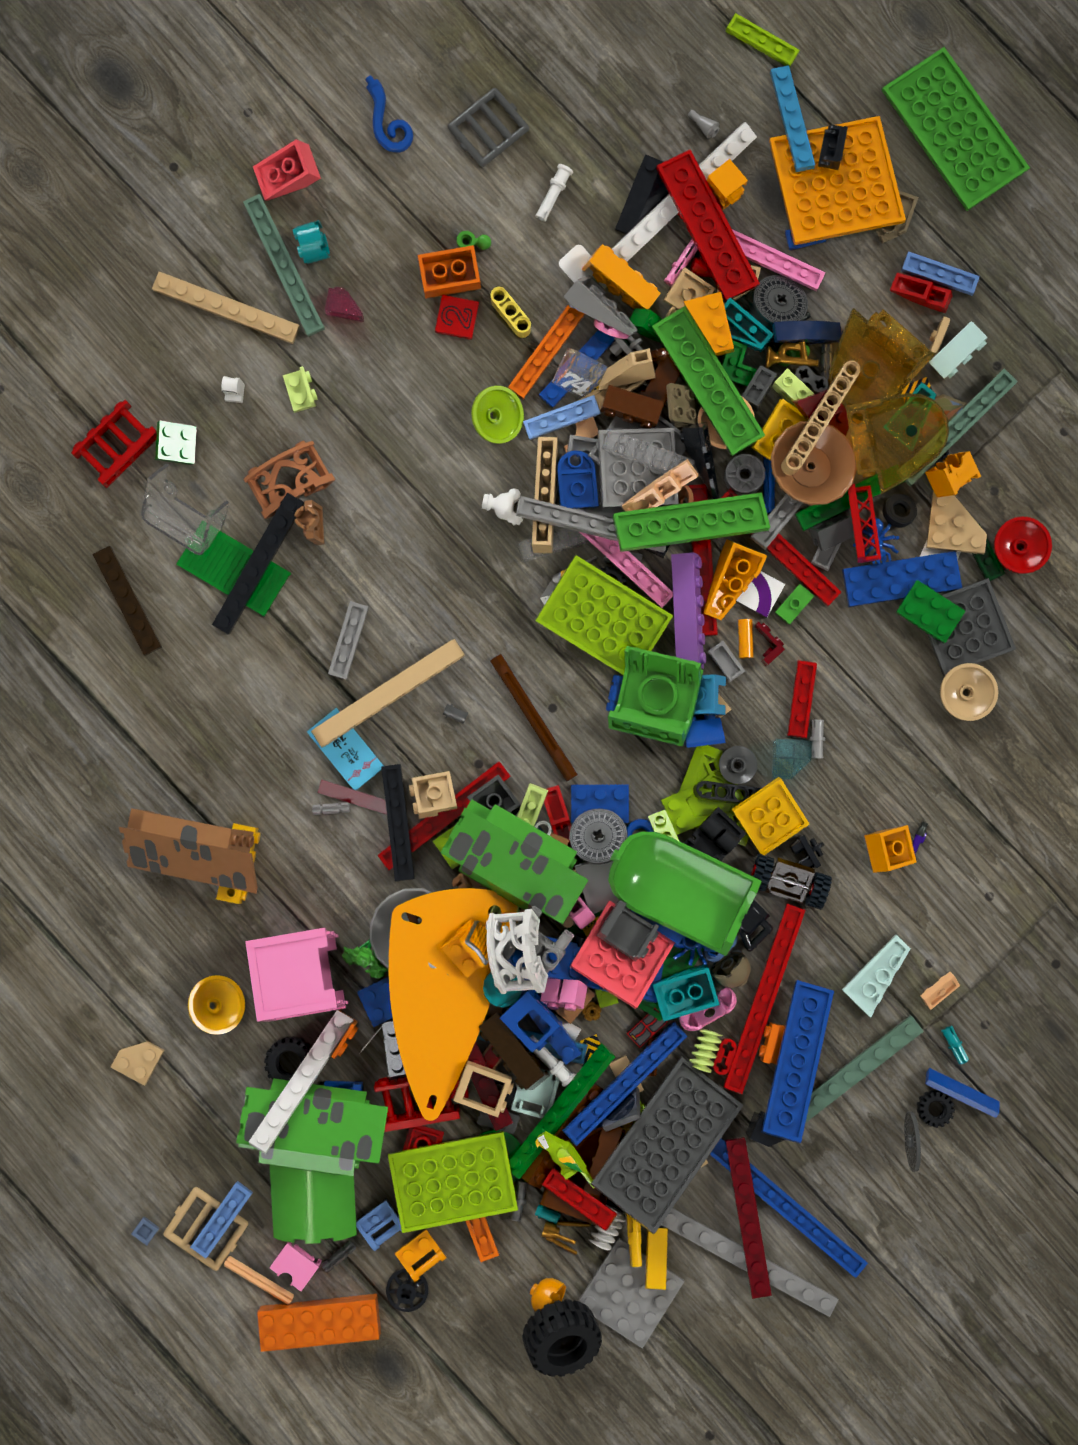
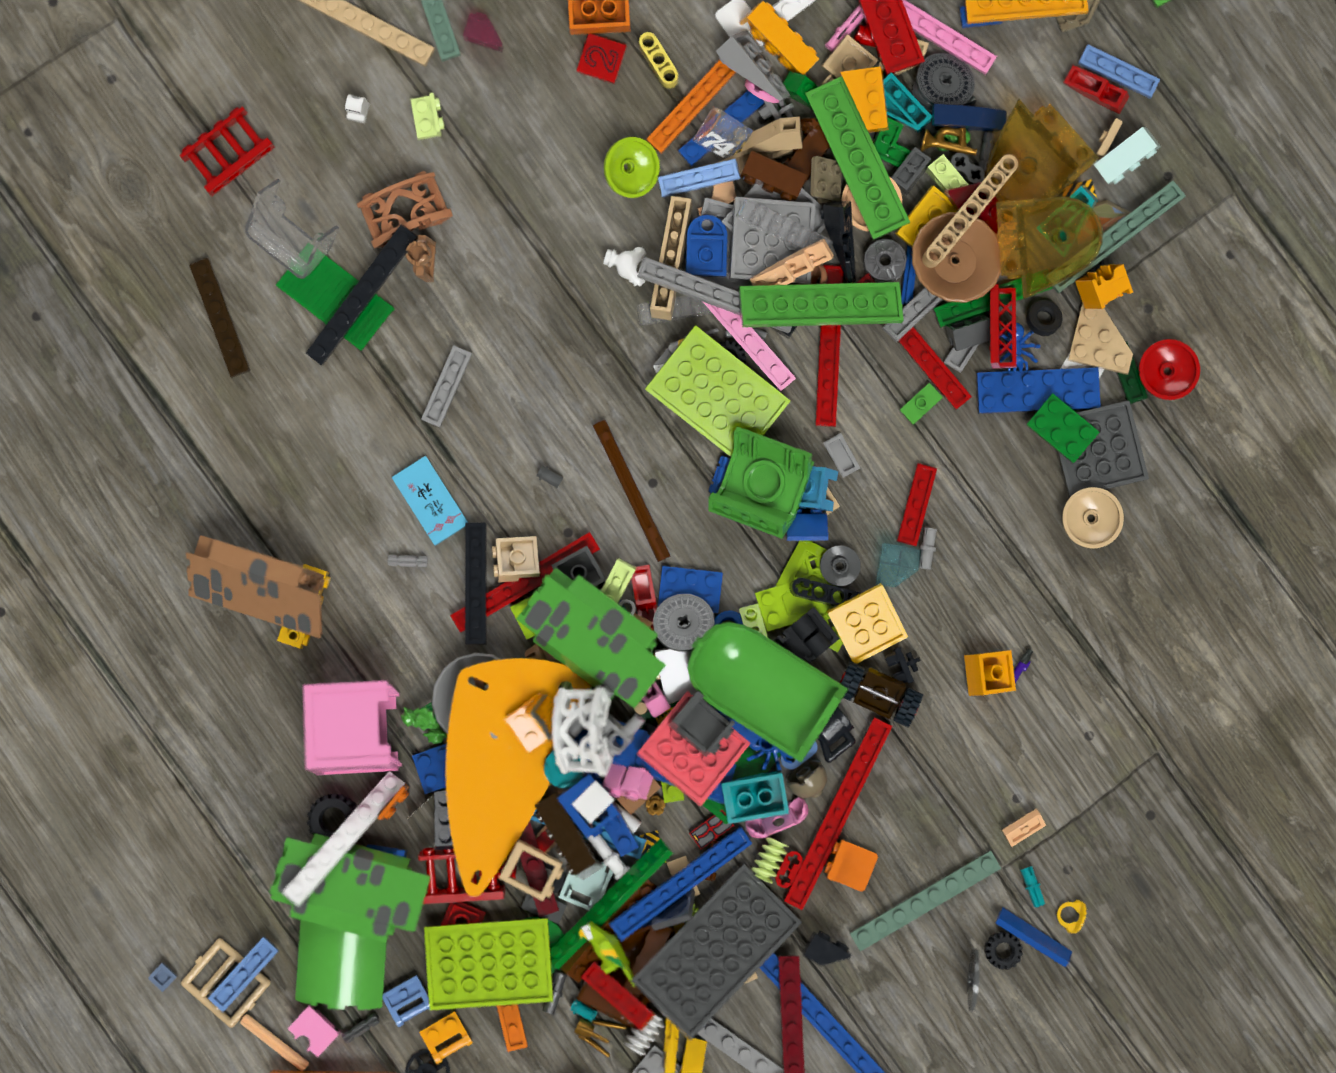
camera: 15 degrees right, 0 degrees up
(138, 1061) = (175, 800): tan plate -> none
(175, 442) = (290, 157): plate -> none
(228, 1004) = (275, 746): yellow dish -> none
(352, 796) = (431, 551): sticker -> none
(388, 693) = (481, 446): tan beam -> none
(534, 1017) = (593, 802): none -> white sticker
(687, 607) = (807, 394): medium lavender brick -> none
(733, 574) = (860, 364): light orange wedge -> none
(745, 635) = (864, 434): light orange piece -> none
(761, 594) = (885, 386): tile -> none
(771, 653) = (889, 453): dark red bracket -> none
(797, 1062) = (863, 882): blue plate -> none
(873, 979) = (954, 809): light aqua wing -> none
(1002, 1059) = (1081, 908): none -> yellow piece

